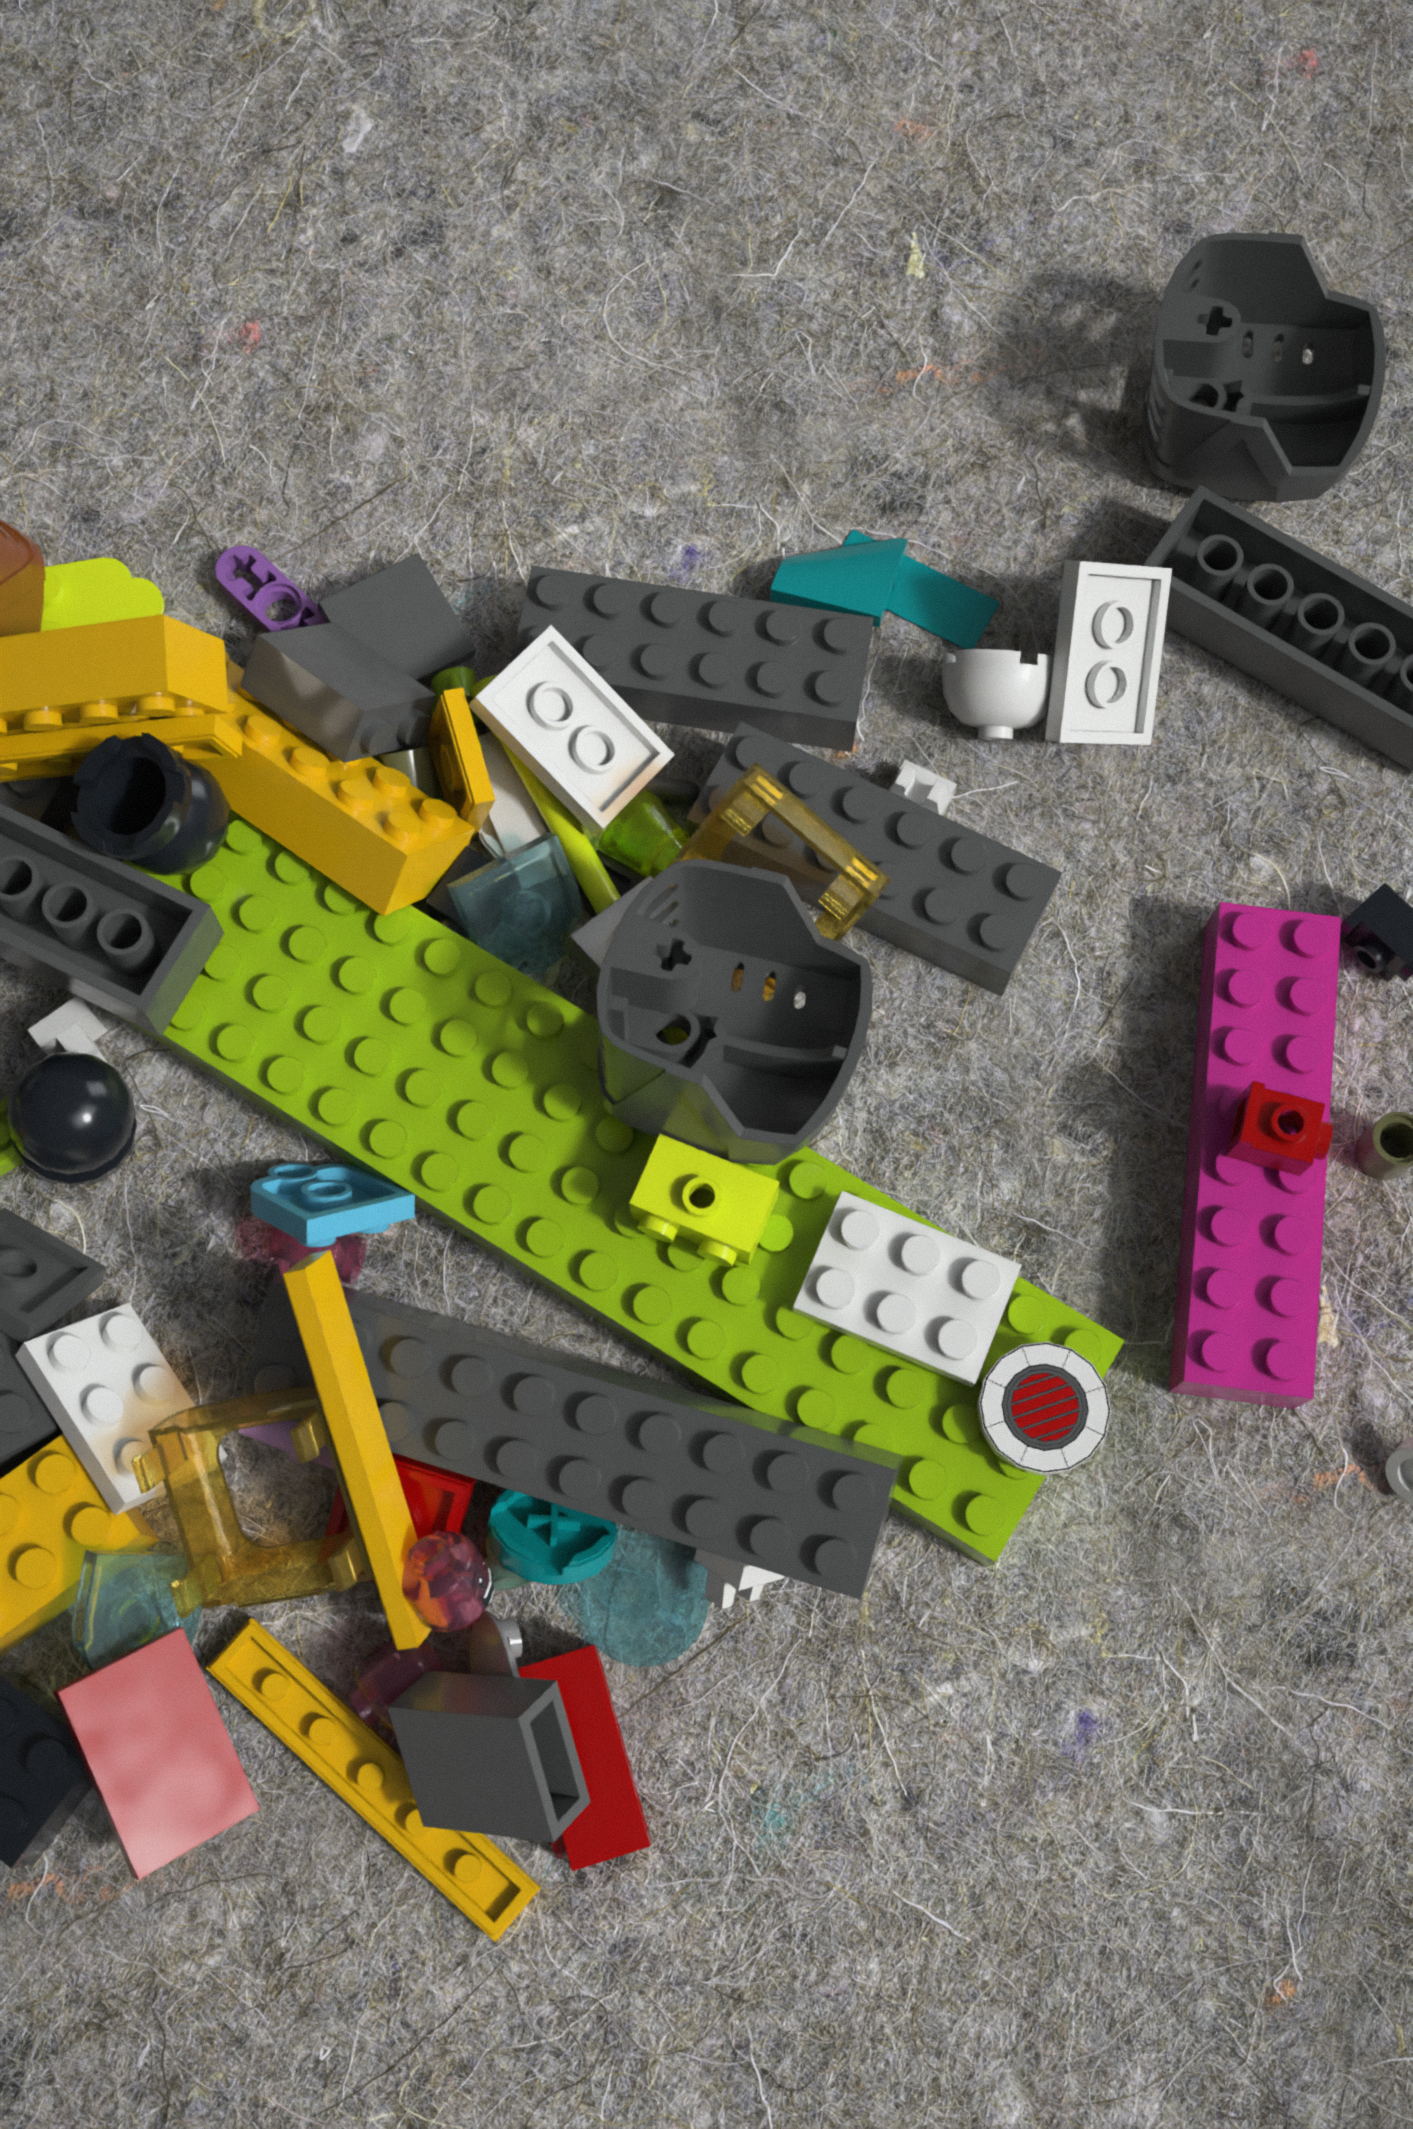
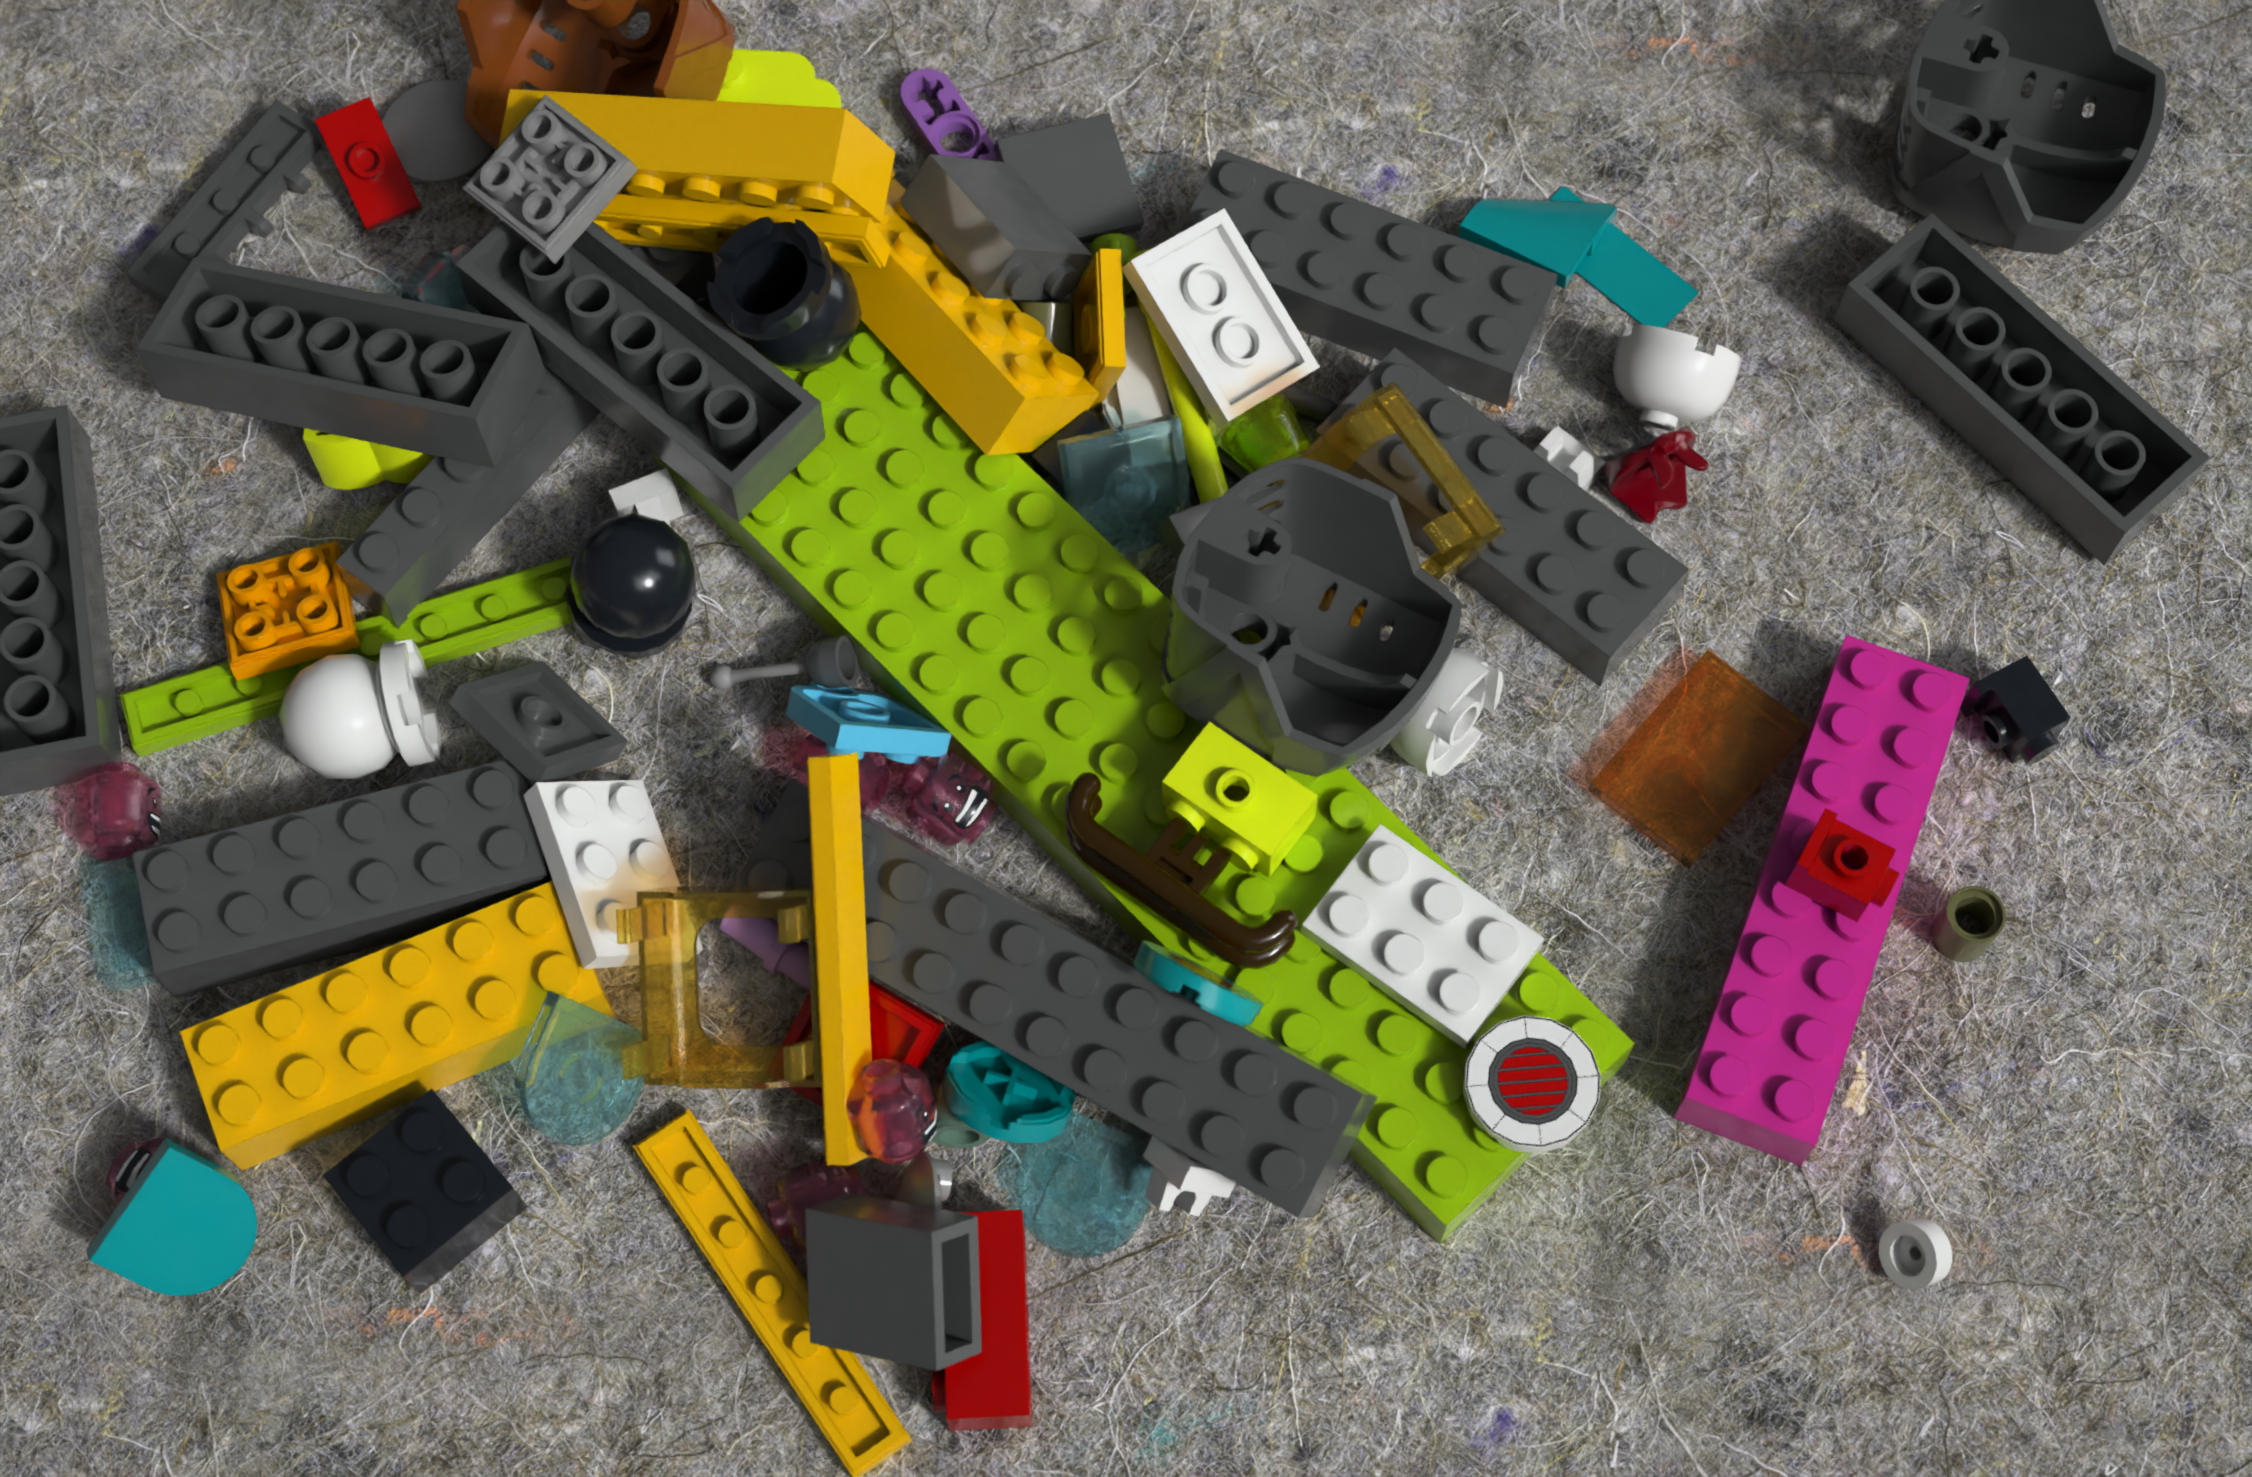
camera: 15 degrees right, 5 degrees down
(156, 1751) = (569, 1205): tile -> none
(280, 1150) = (827, 662): none -> dark grey hinge
(426, 1255) = (948, 799): none -> clear pink head
(660, 1295) = (1174, 882): none -> dark brown piece
(690, 1386) = (1209, 989): none -> teal tile
(879, 1064) = (1444, 723): none -> white cylinder
(1002, 784) = (1655, 474): none -> dark red piece
(1107, 653) = (1792, 361): white plate -> none
(1109, 1046) = (1698, 758): none -> clear orange tile

